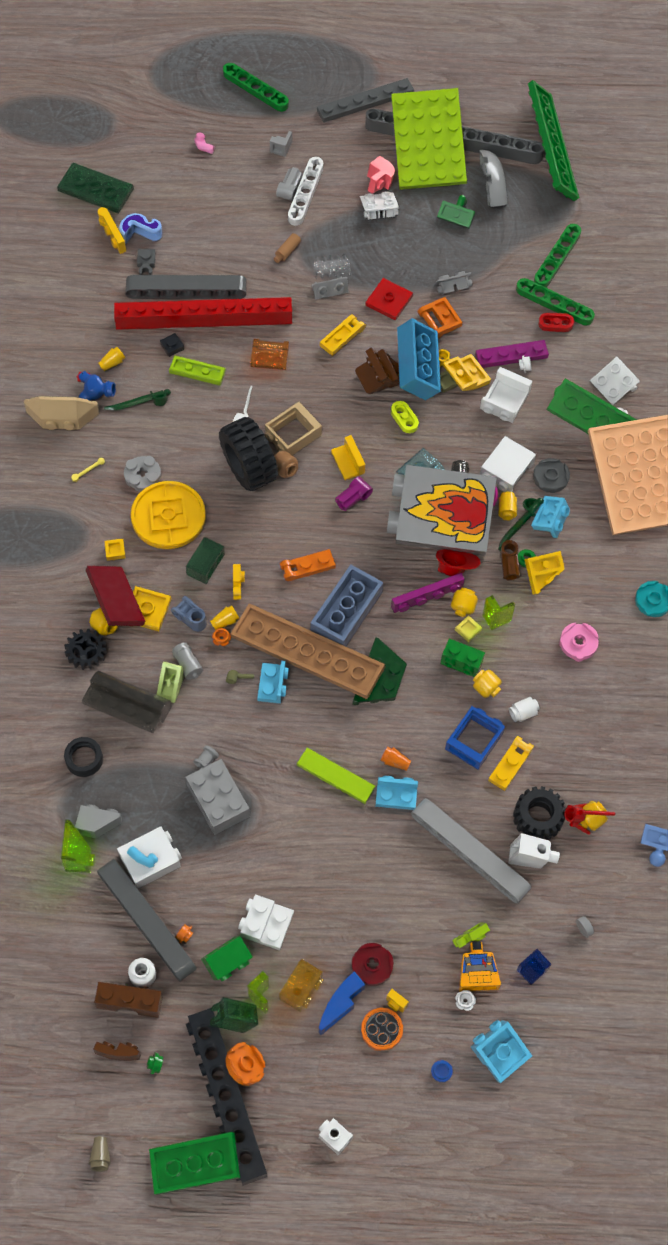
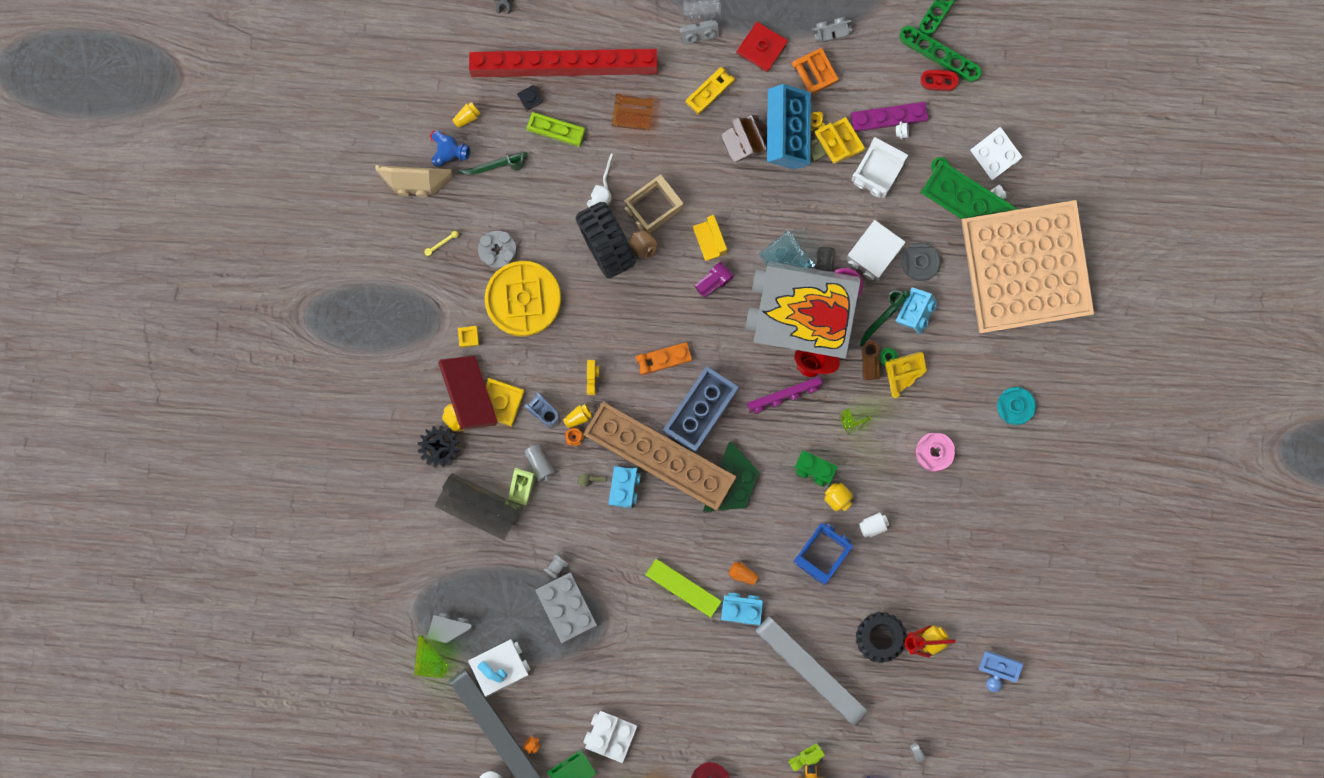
camera: 10 degrees right, 15 degrees up
(79, 743) = (421, 561): black tyre -> none
(186, 286) = (545, 29): dark grey beam -> none
(205, 560) = (559, 352): clear green panel -> none
(404, 418) = (772, 191): neon yellow plate -> none
(464, 602) = (820, 406): yellow head -> none
(468, 628) = (823, 433): light yellow tile -> none
(507, 506) = (872, 298): yellow brick -> none
(510, 764) = (857, 581): yellow plate -> none
(531, 852) = (865, 675): white torso -> none

